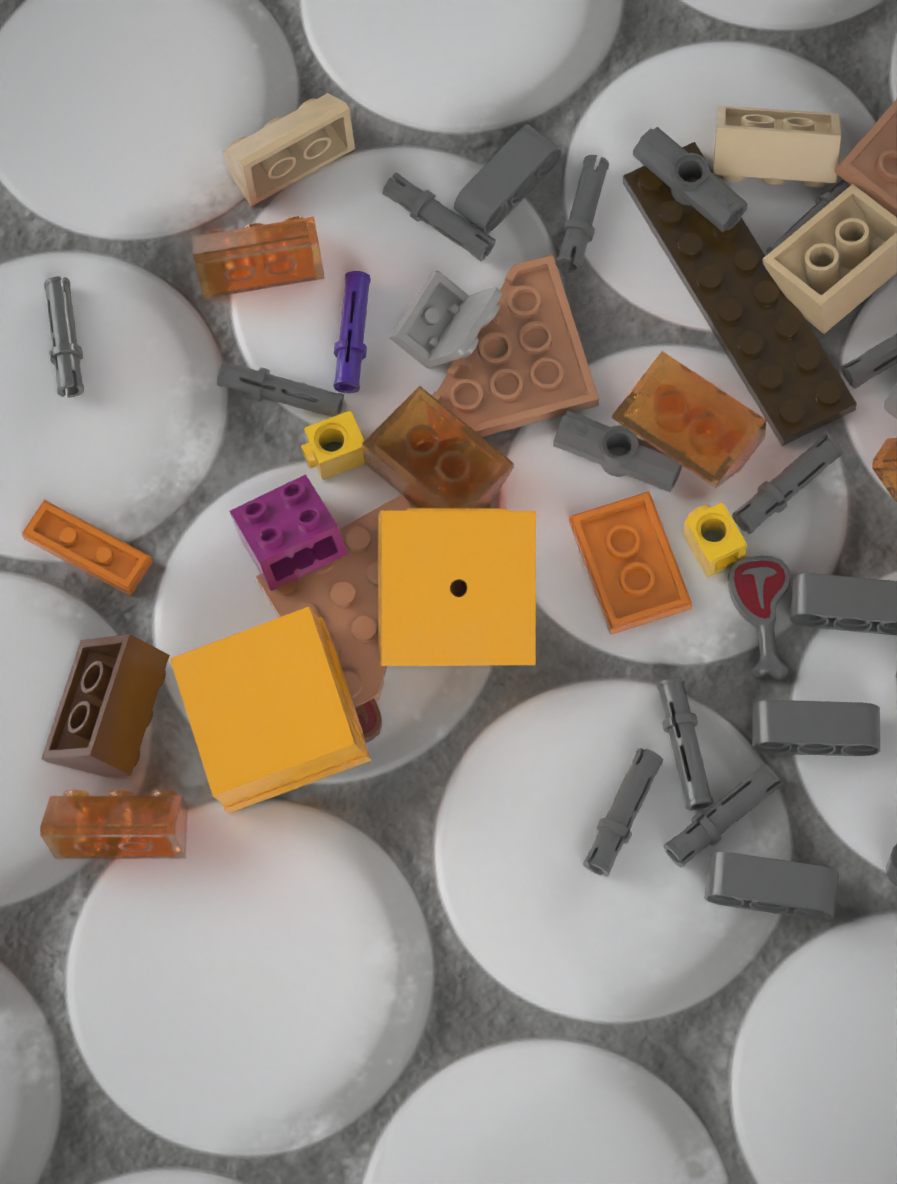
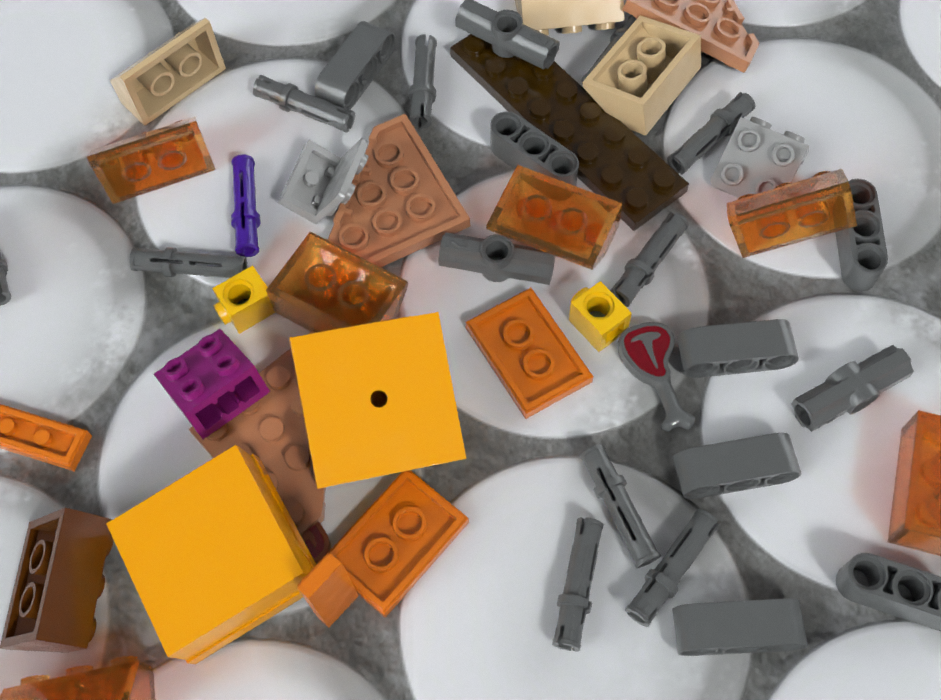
camera: 15 degrees left, 5 degrees down
(375, 766) = (328, 589): none -> orange tile
(449, 734) = (398, 540): none -> orange tile
(683, 316) = (517, 140): none -> dark grey beam

